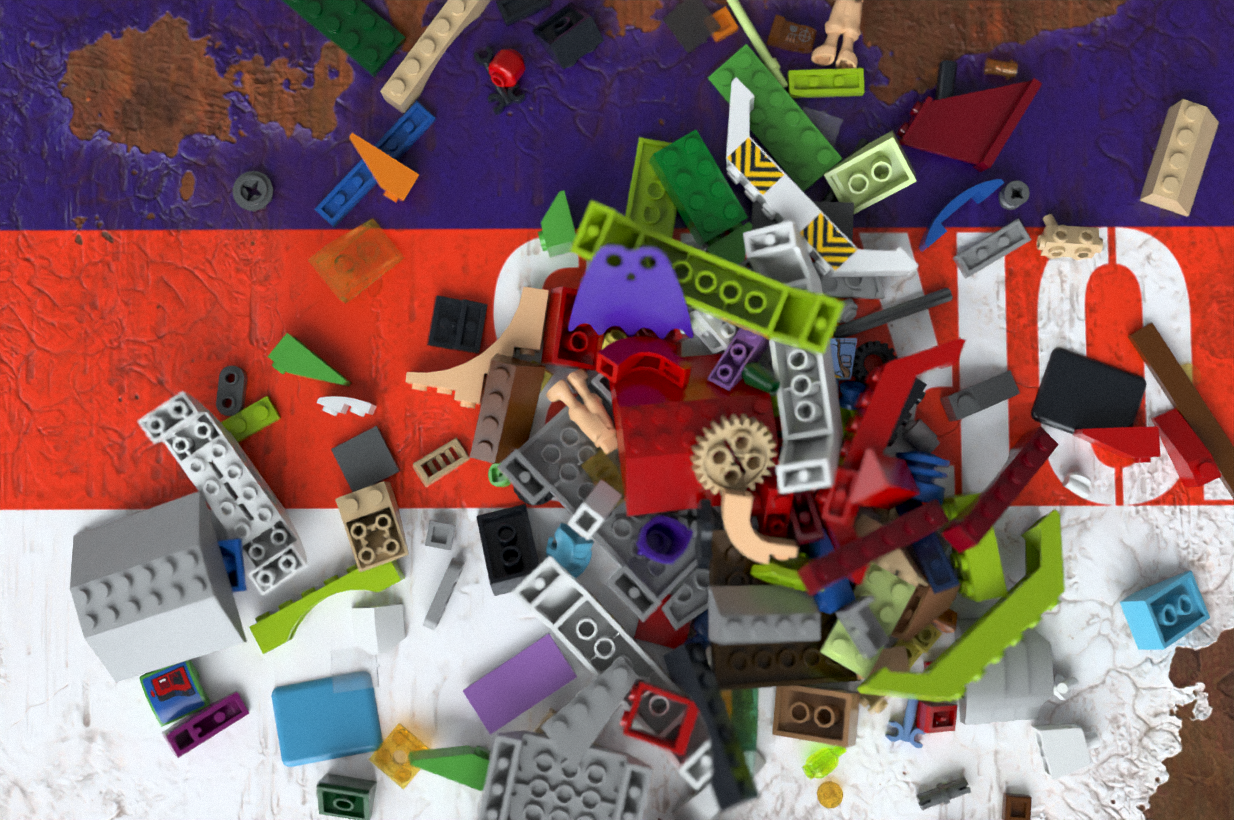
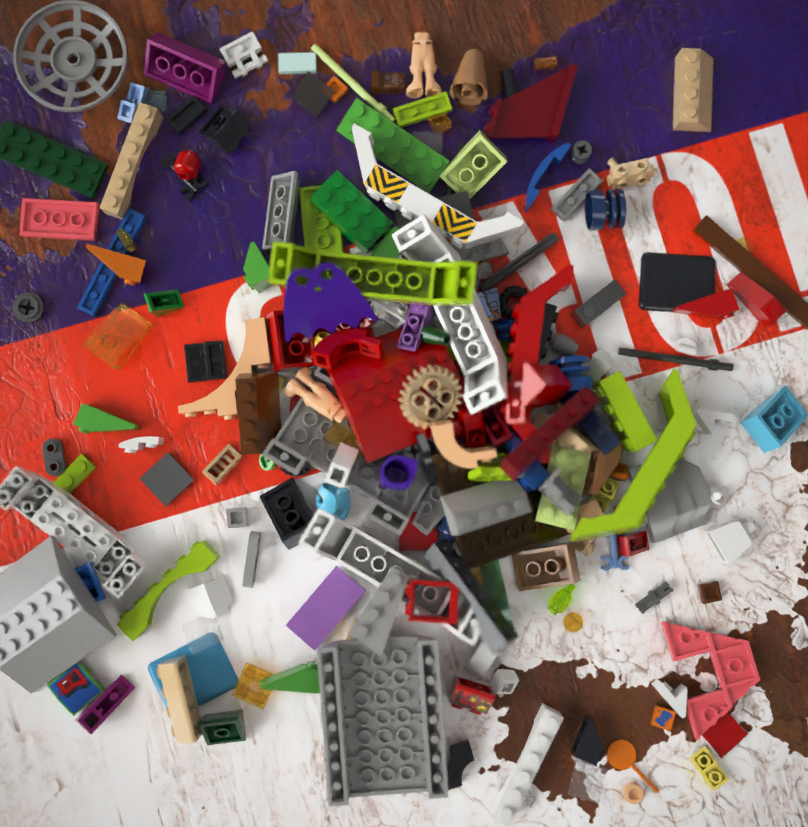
camera: 15 degrees left, 0 degrees up
(302, 746) = (180, 698): none -> tan slope
(324, 90) = (59, 219): none -> coral tile
(373, 525) = (185, 524): tan slope -> none
(402, 141) = (126, 240): none -> clear yellow tile
(426, 233) = (163, 302): none -> green slope
(608, 160) = (281, 209): none -> light grey slope
(843, 106) = (440, 123): none -> clear orange plate
(899, 62) = (470, 79): none -> medium nougat cone
(960, 474) = (599, 363): none -> white tile
(986, 509) = (623, 383): dark red arch -> none
(1024, 278) = (605, 209): none -> dark blue wheel
(1079, 585) = (707, 418): none -> white slope
(1102, 515) = (711, 364): none -> pearl dark grey bar

